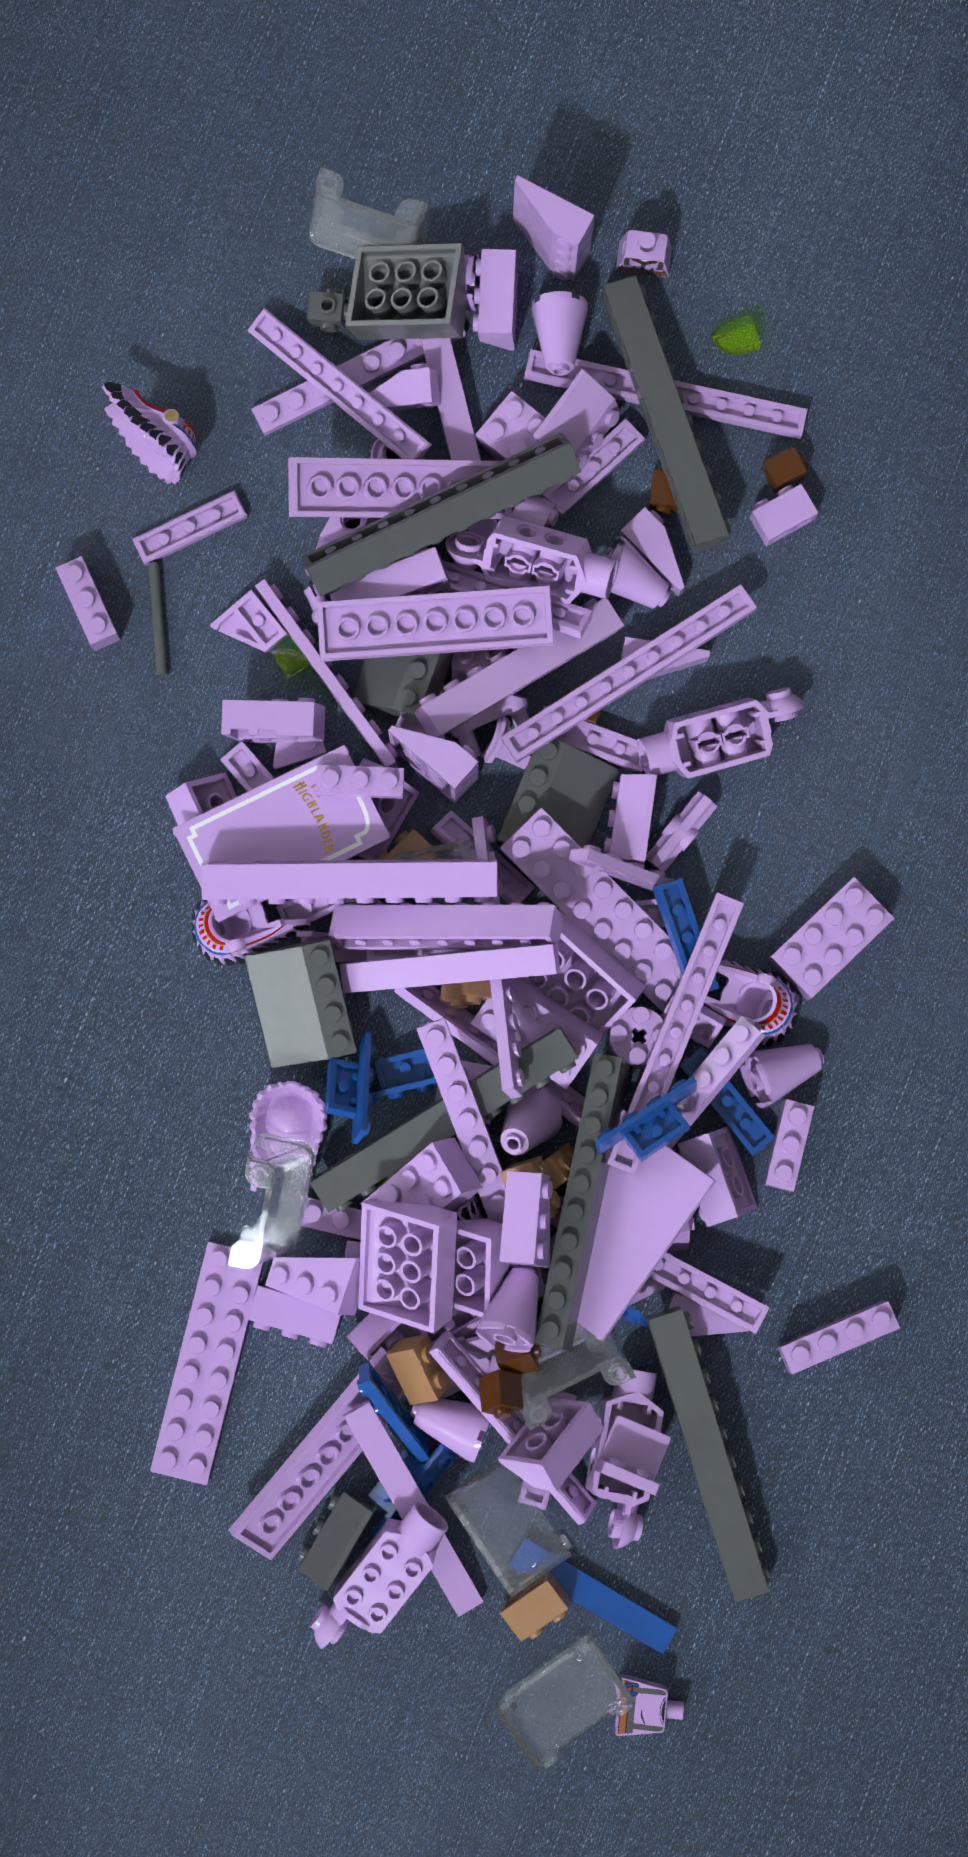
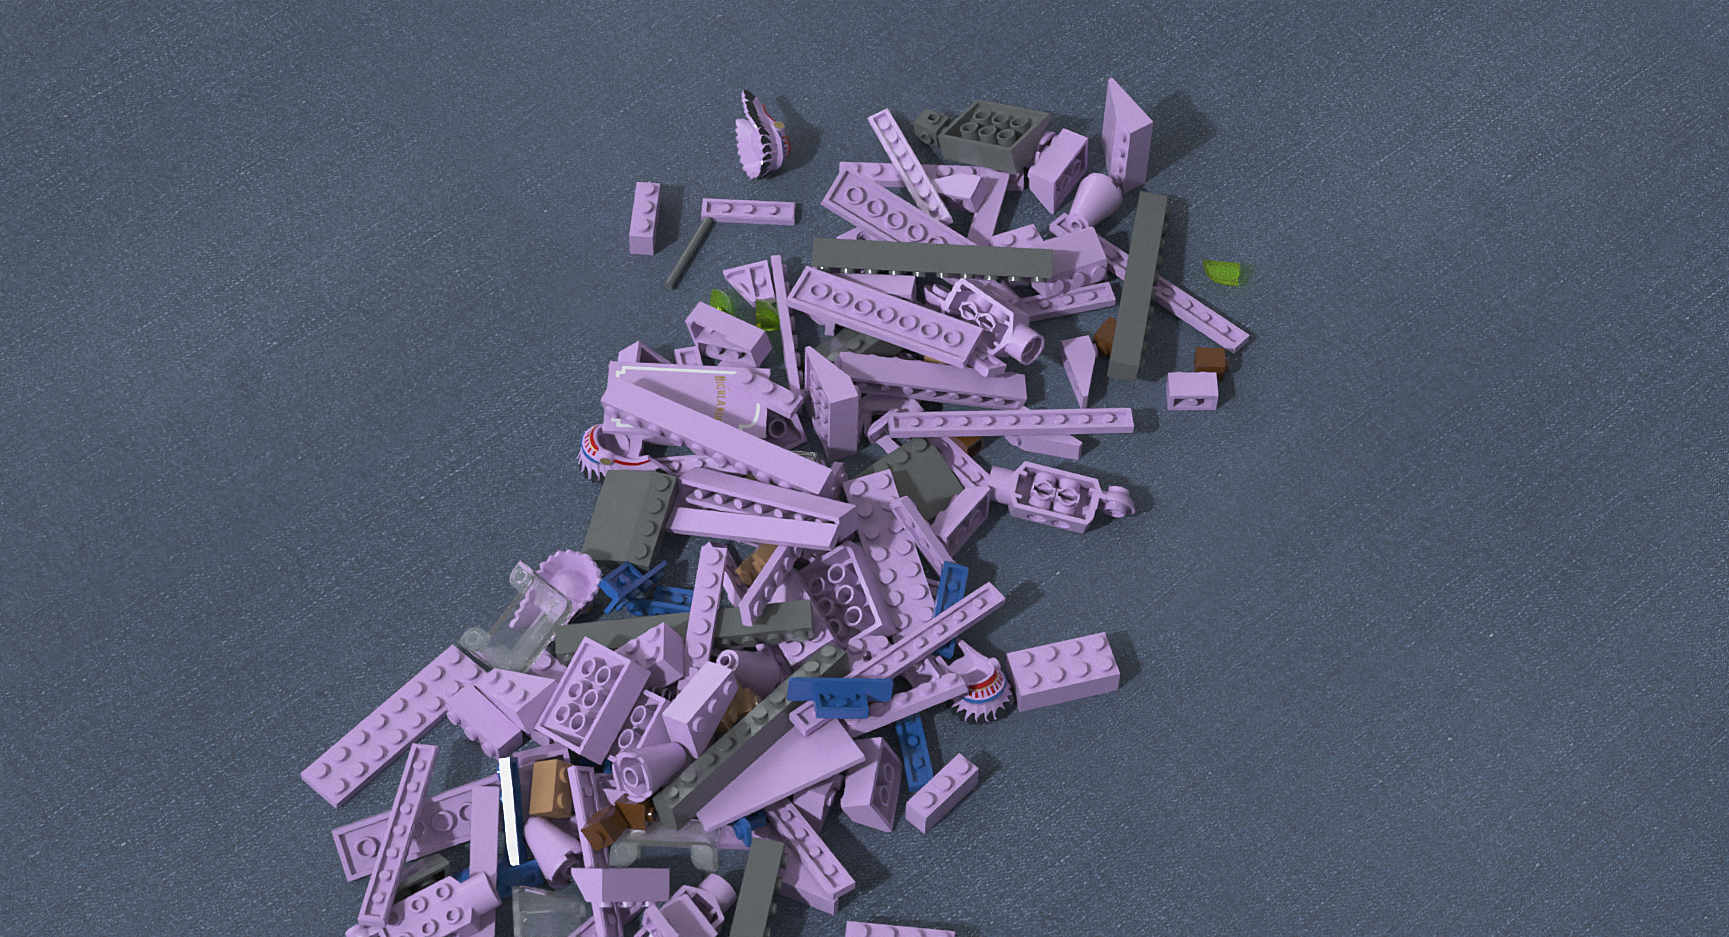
camera: 30 degrees right, 30 degrees down
(235, 672) = (721, 301): none -> clear neon green brick
(304, 1508) = (398, 836): none -> lavender tile
(345, 225) = (982, 80): clear windscreen -> none
(636, 577) = (1052, 374): lavender cone -> none
(644, 253) = (1185, 192): lavender torso -> none
(680, 832) = (990, 551): lavender piece -> none
(779, 1070) = (967, 736): lavender cone -> none

